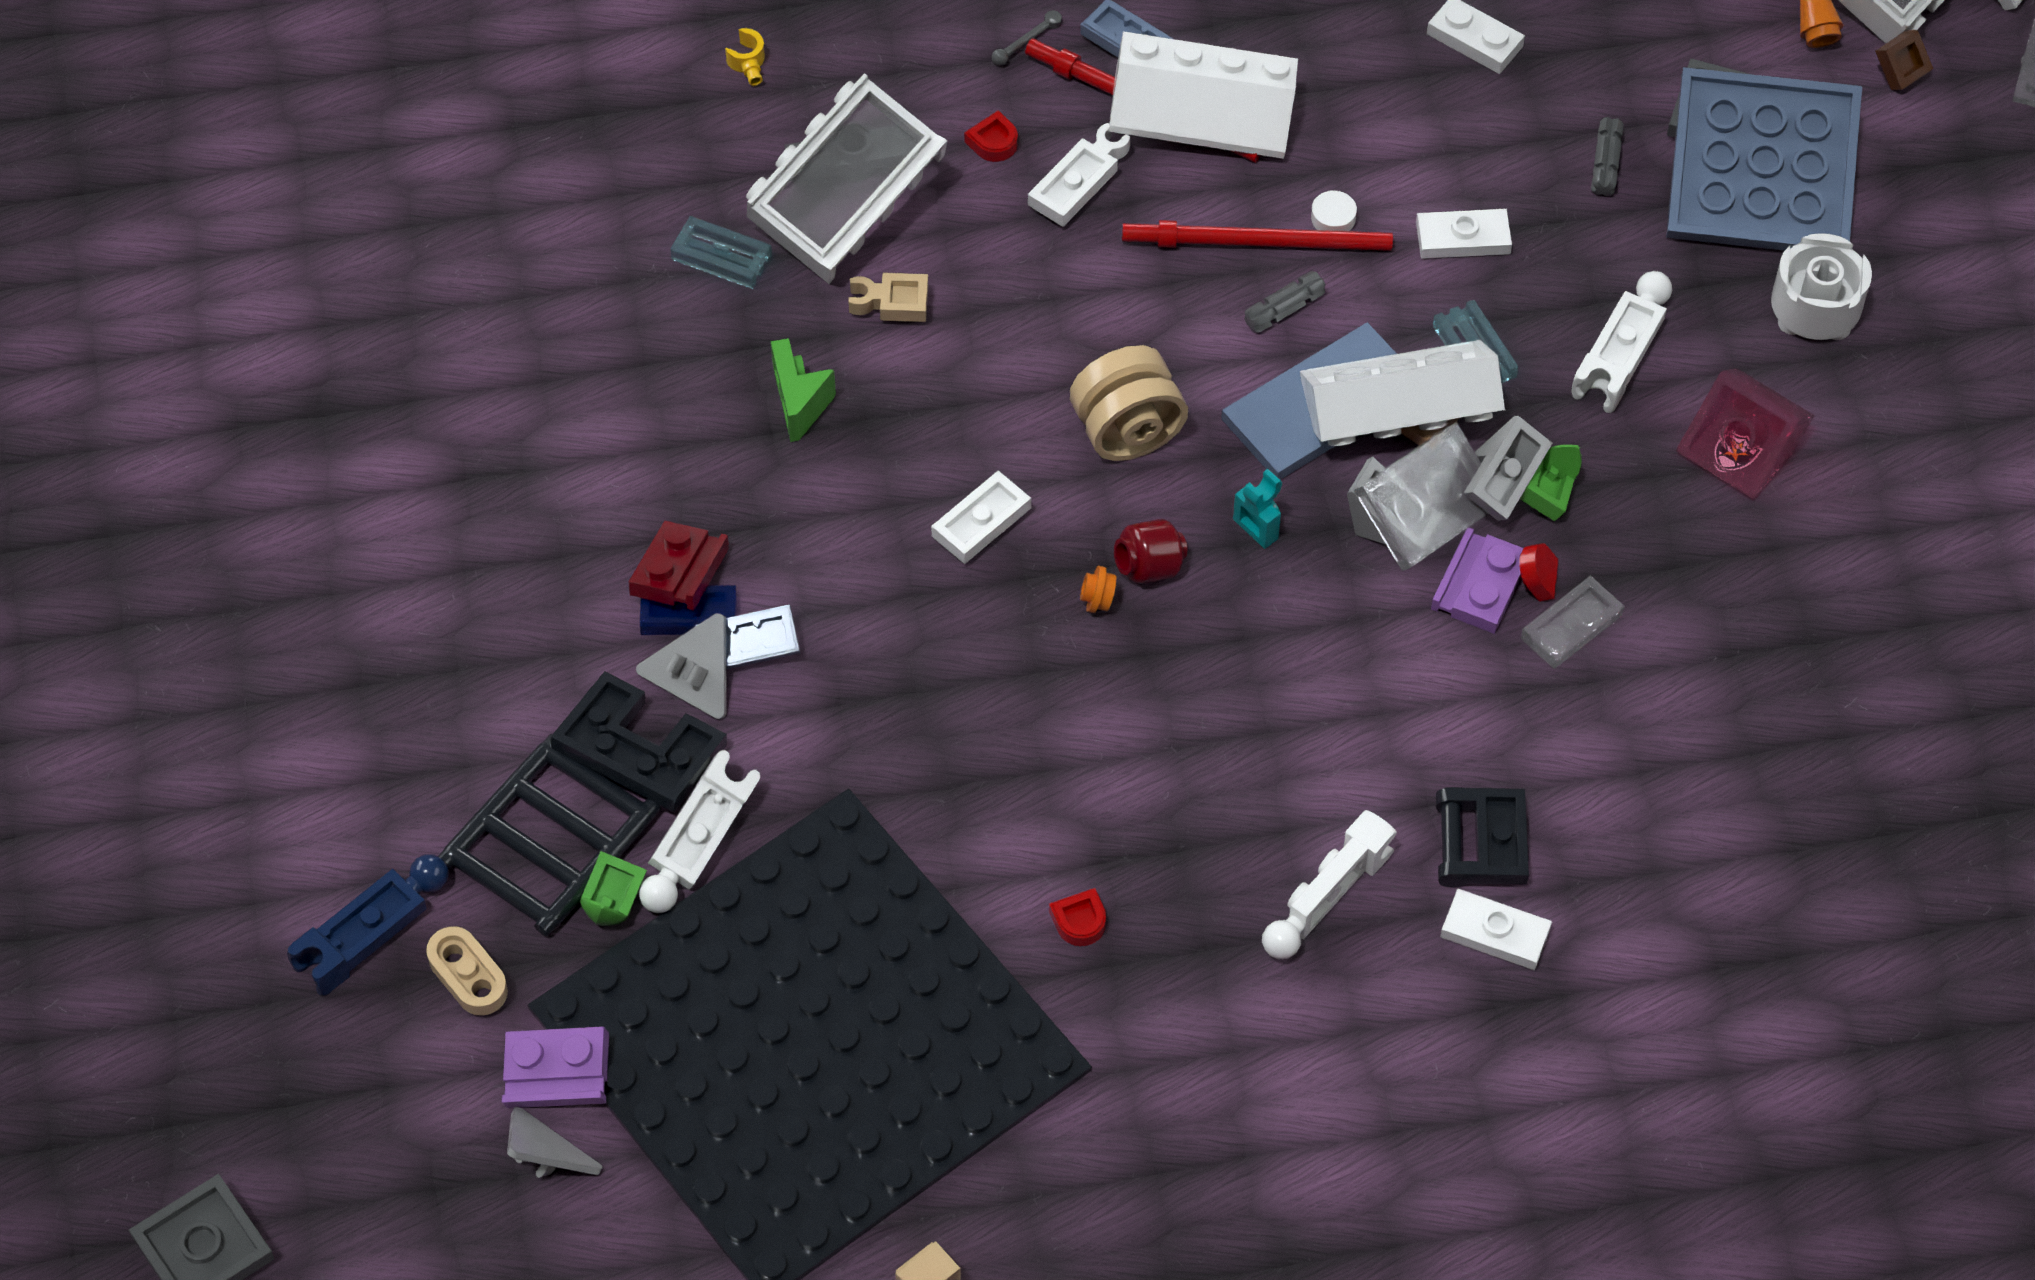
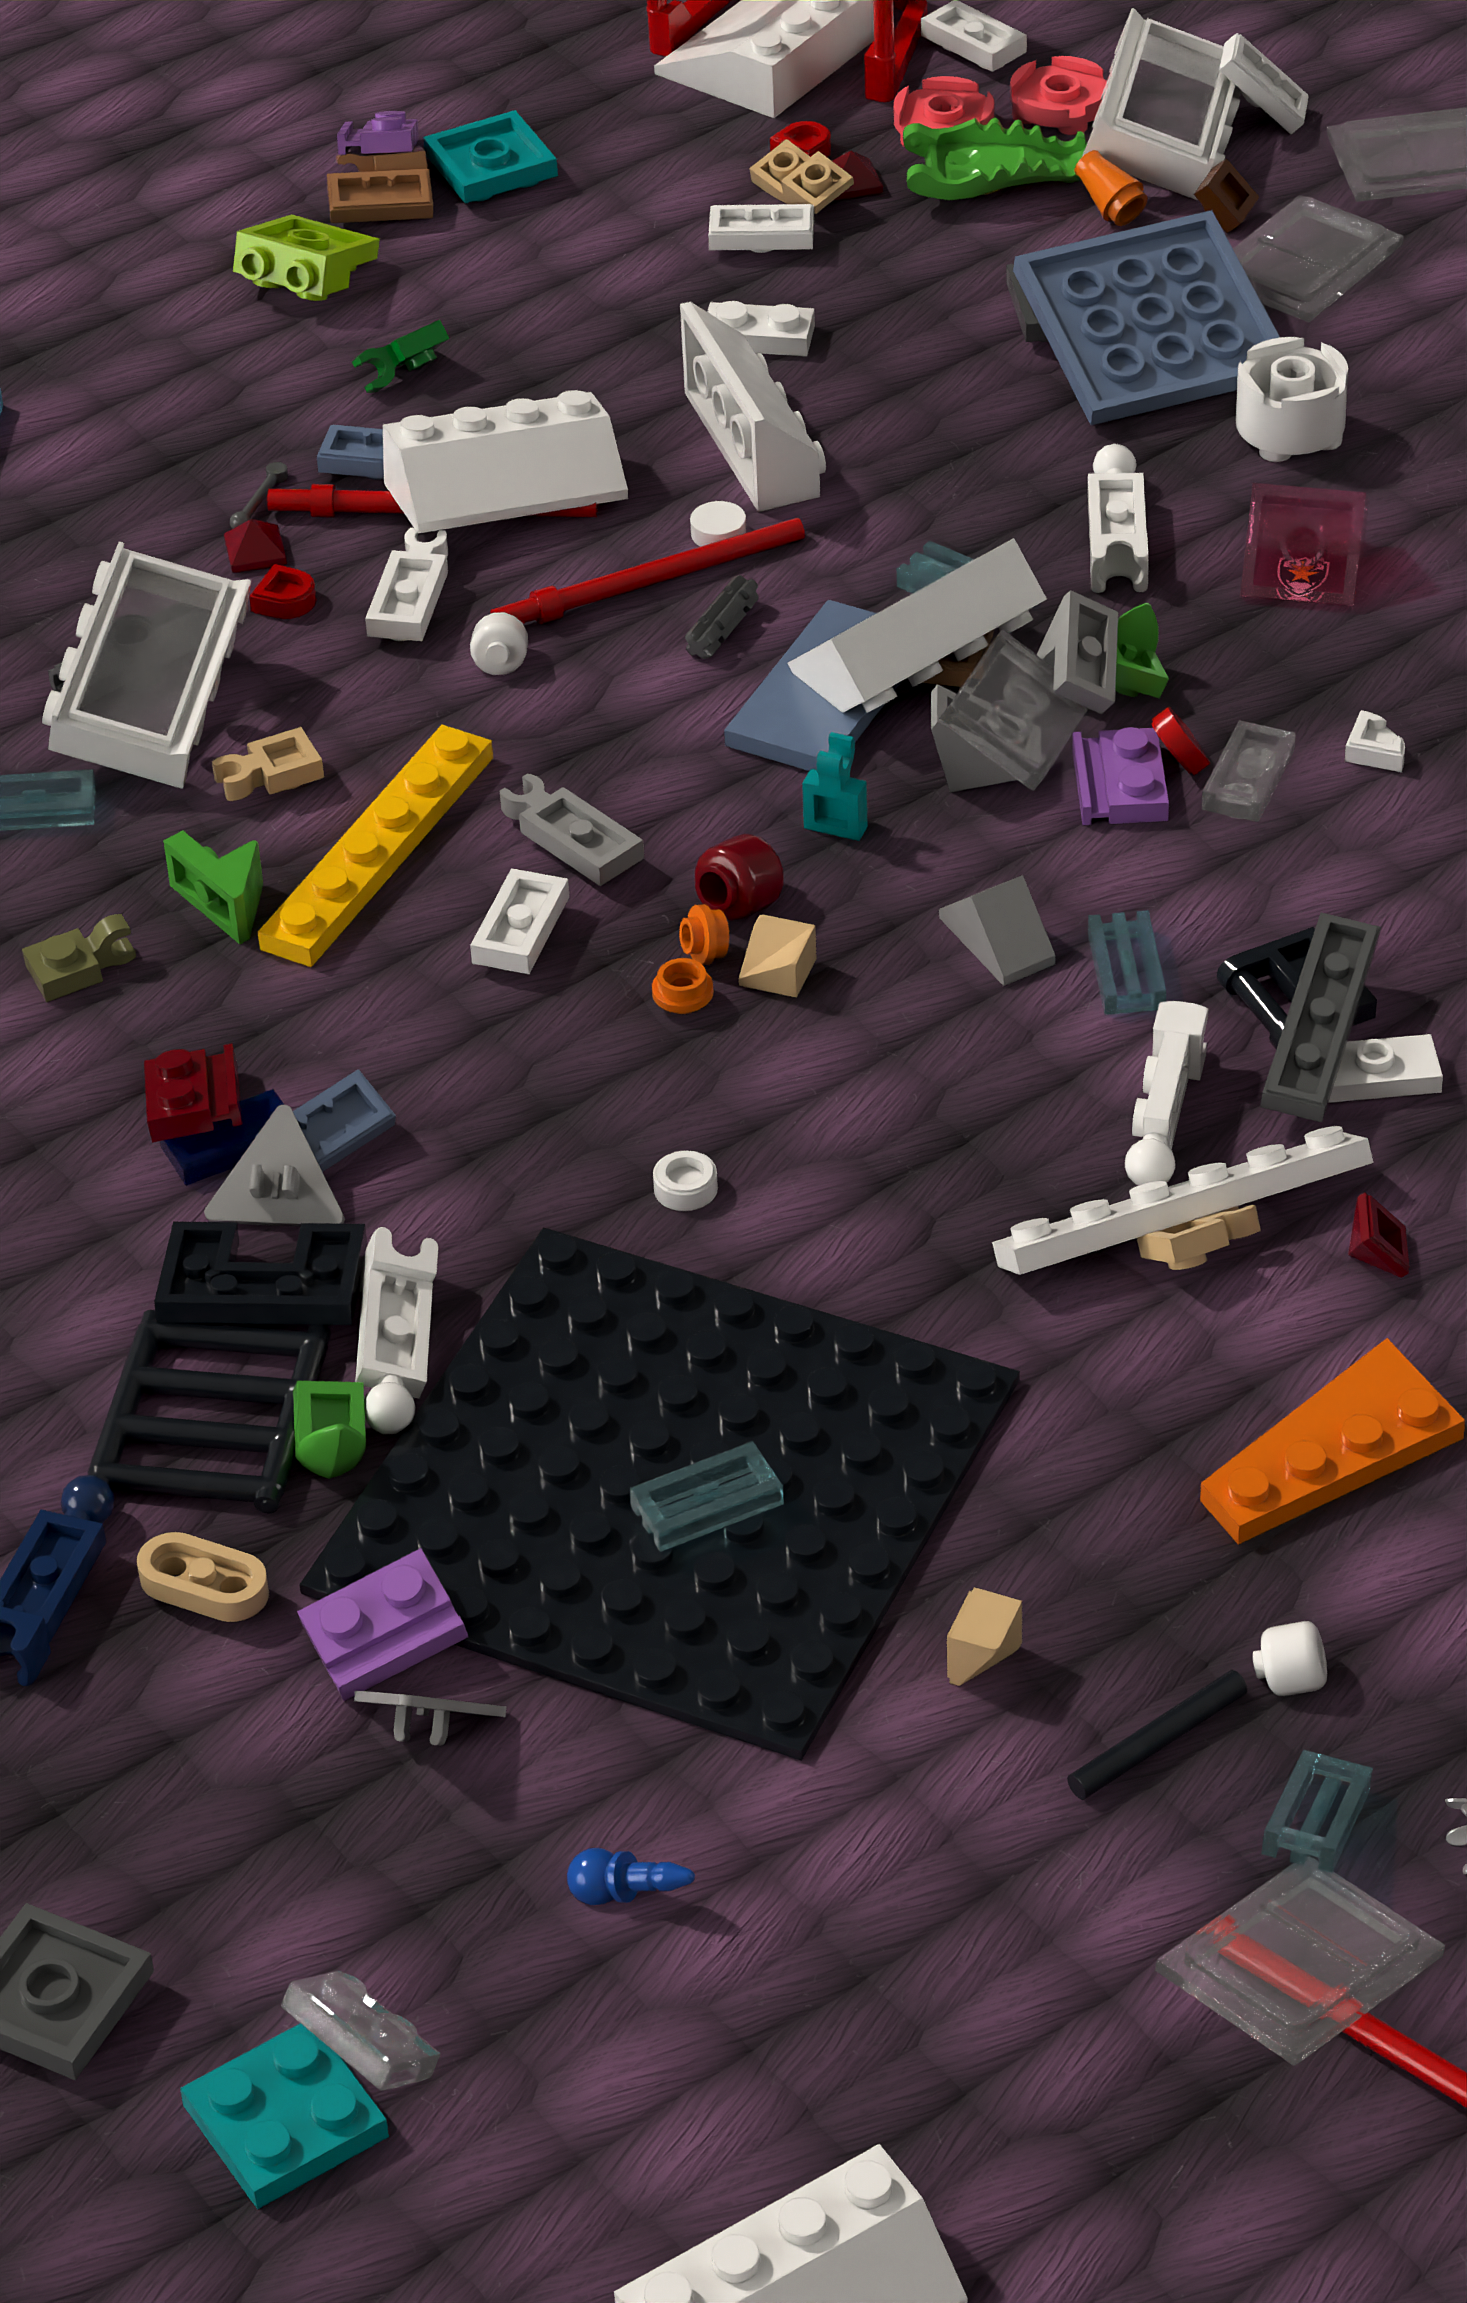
camera: 25 degrees left, 15 degrees down
(666, 406) = (74, 962): none -> olive plate
(851, 1083) = (712, 1504): none -> clear light blue tile
(927, 399) = (375, 846): none -> yellow plate
(965, 794) = (685, 1180): none -> white tile
(997, 86) = (254, 546): none -> dark red slope
(1059, 616) = (682, 986): none -> orange plate
(1064, 453) = (573, 830): none -> light grey plate
(1079, 918) = (901, 1242): red tile -> none
(1112, 256) = (499, 643): none -> white piece
(1128, 403) = (623, 746): tan wheel -> none
(1139, 632) = (779, 956): none -> tan slope
(1274, 1016) = (1188, 1242): none -> tan plate
(1277, 1231) = (1338, 1440): none -> orange wing
(1285, 983) = (1158, 1207): none -> white plate
(1308, 682) = (1002, 930): none -> light grey slope
(1393, 718) = (1122, 932): none -> clear light blue tile
(1405, 1079) = (1379, 1237): none -> dark red slope
(1412, 121) = (748, 413): none -> white slope
(1463, 233) = (873, 494): white plate -> none
(1475, 874) = (1320, 1017): none -> dark grey tile
(1607, 156) = (978, 379): dark grey axle -> none
(1685, 636) = (1375, 744): none -> white tile
(1934, 142) = (1312, 255): none -> clear piece

